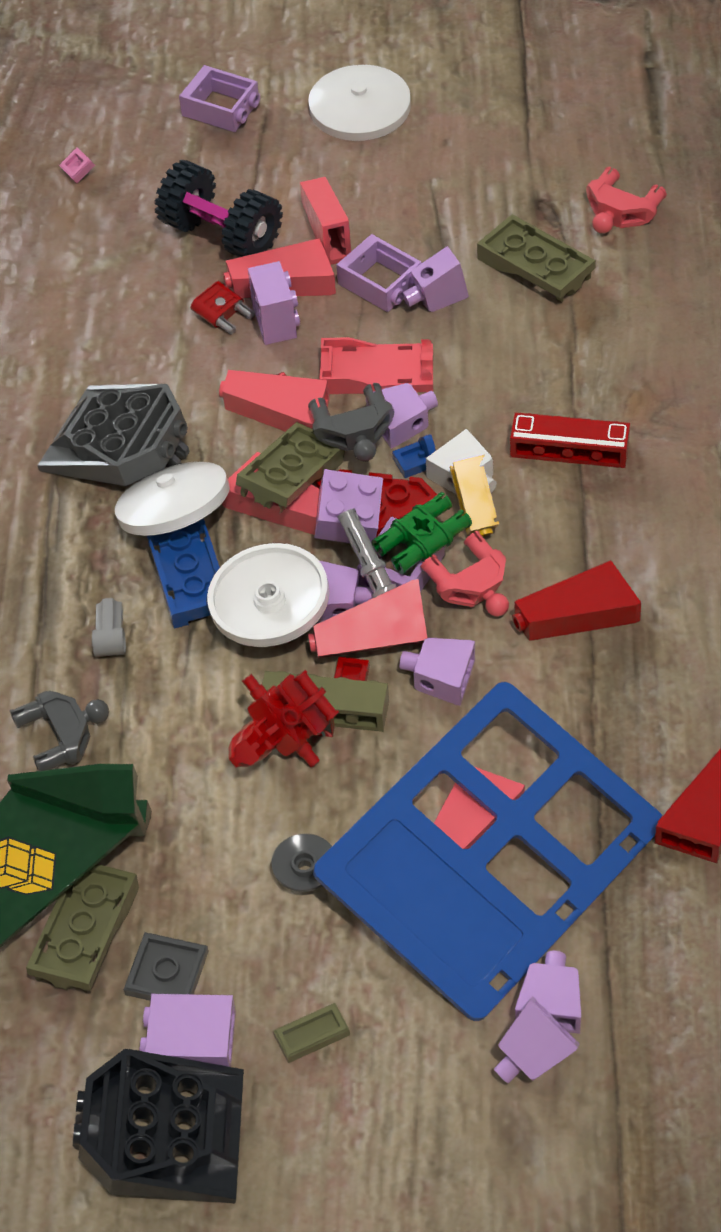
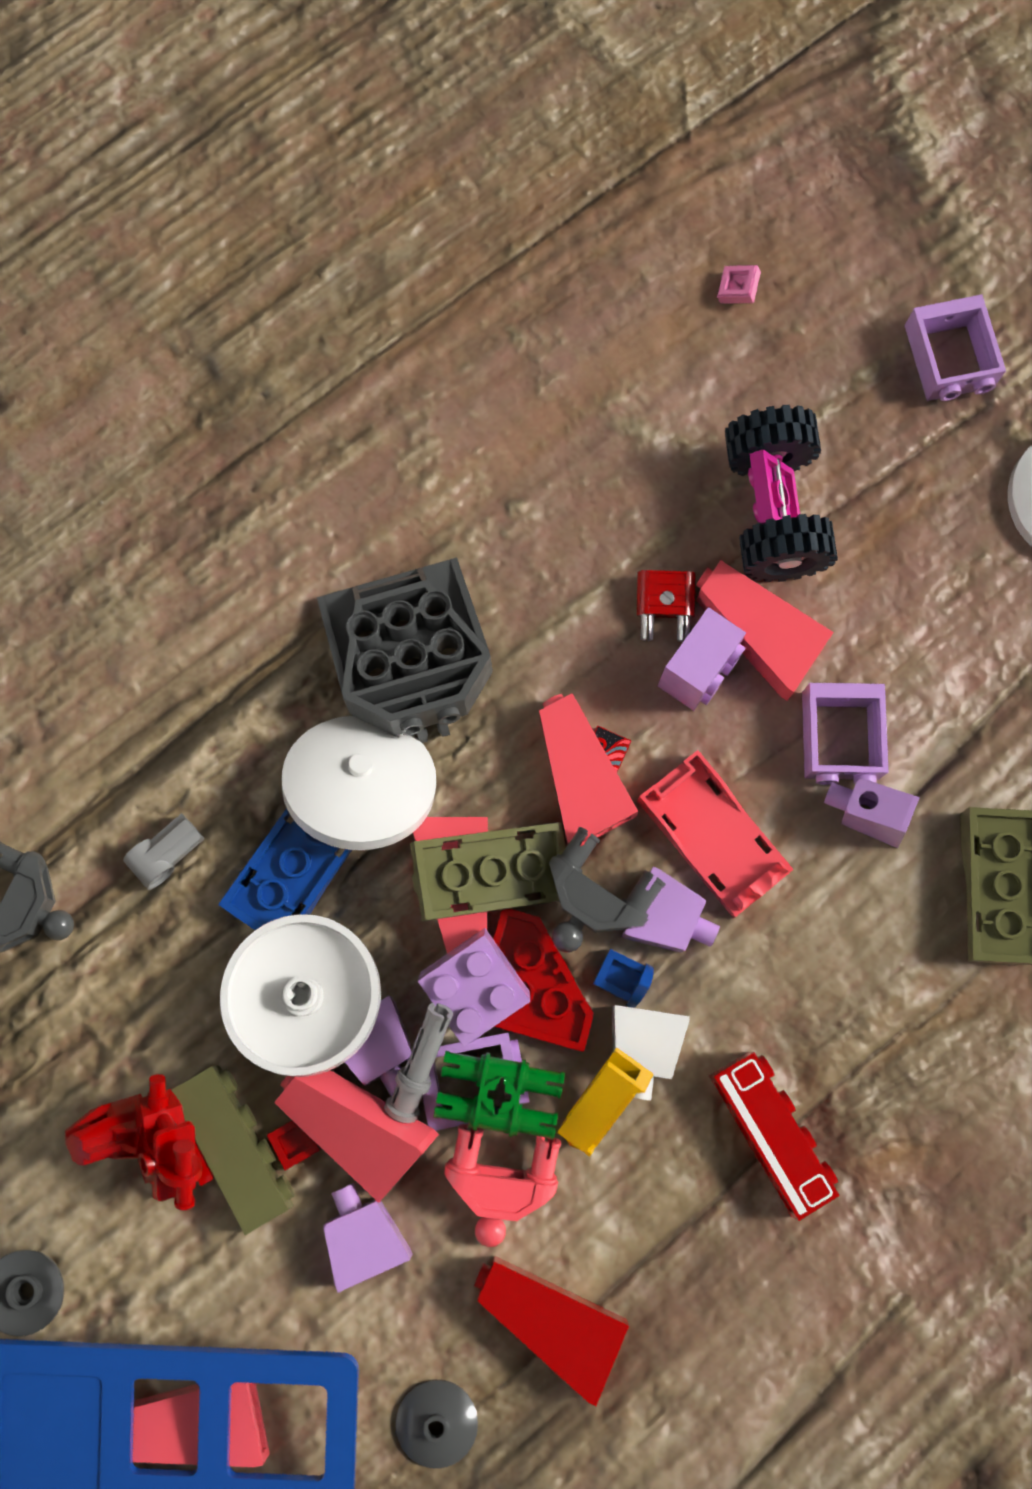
camera: 45 degrees right, 25 degrees up
(326, 218) = (873, 610): coral slope -> none
(584, 715) = (436, 1402): none -> dark grey dish

